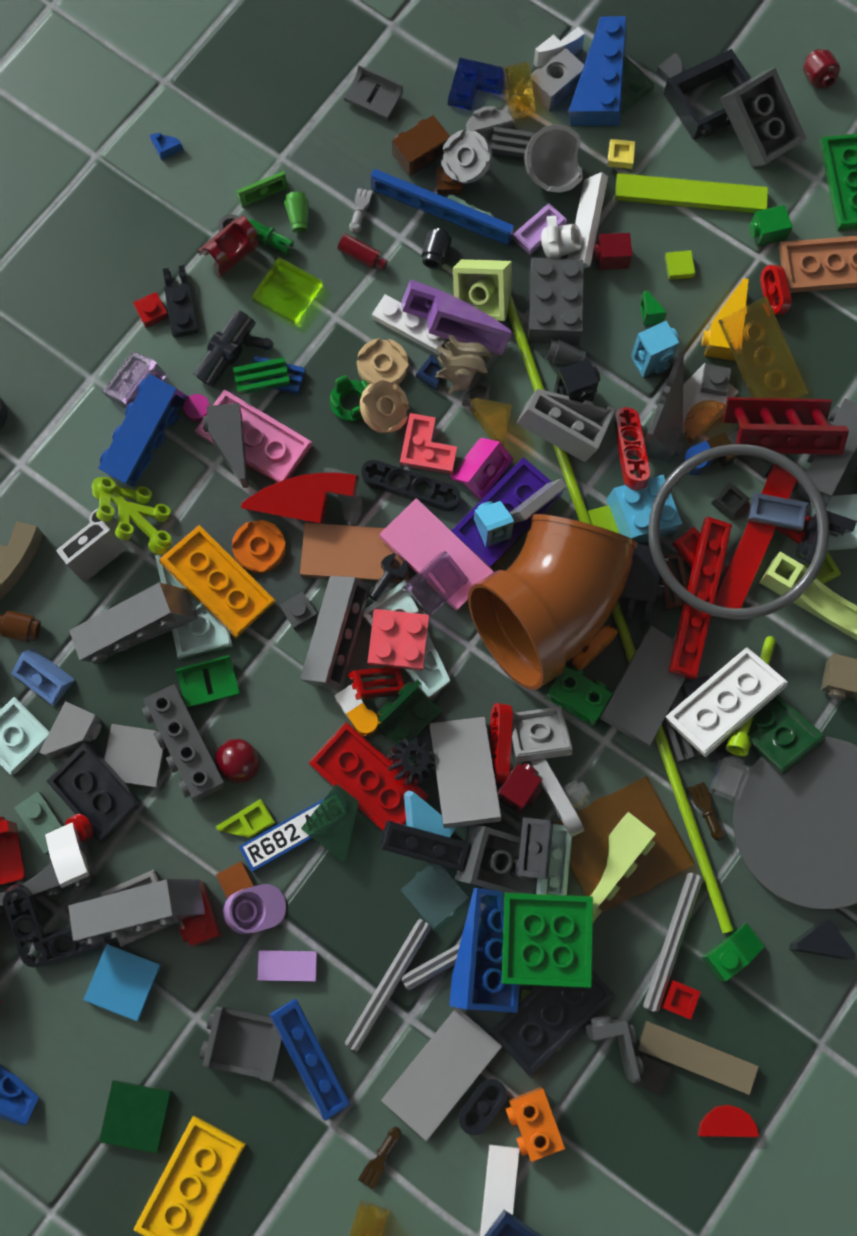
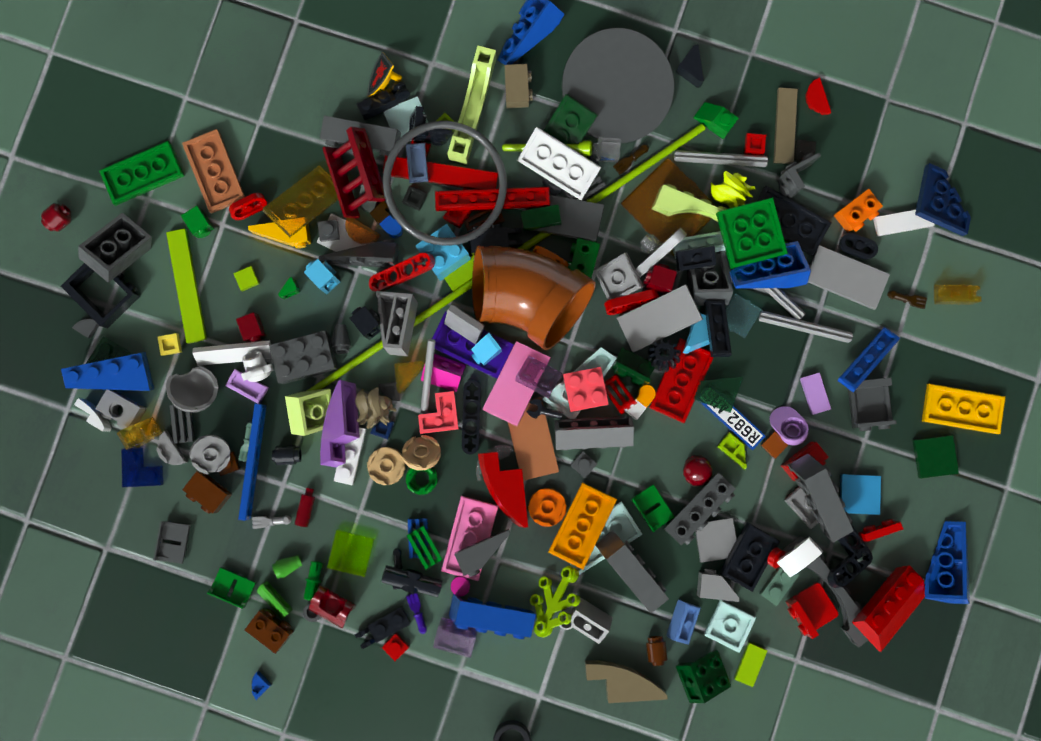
camera: 105 degrees left, 10 degrees up
(61, 1004) = (888, 526): none -> red plate
(192, 347) = (415, 605): none -> dark purple piece
(226, 170) = (269, 630): none -> reddish brown brick
(298, 133) = (222, 586): none -> green piece
(482, 441) = (427, 376): none -> light grey bar
(620, 936) = (732, 190): none -> neon yellow hair
(655, 653) = (541, 217): none -> dark green tile

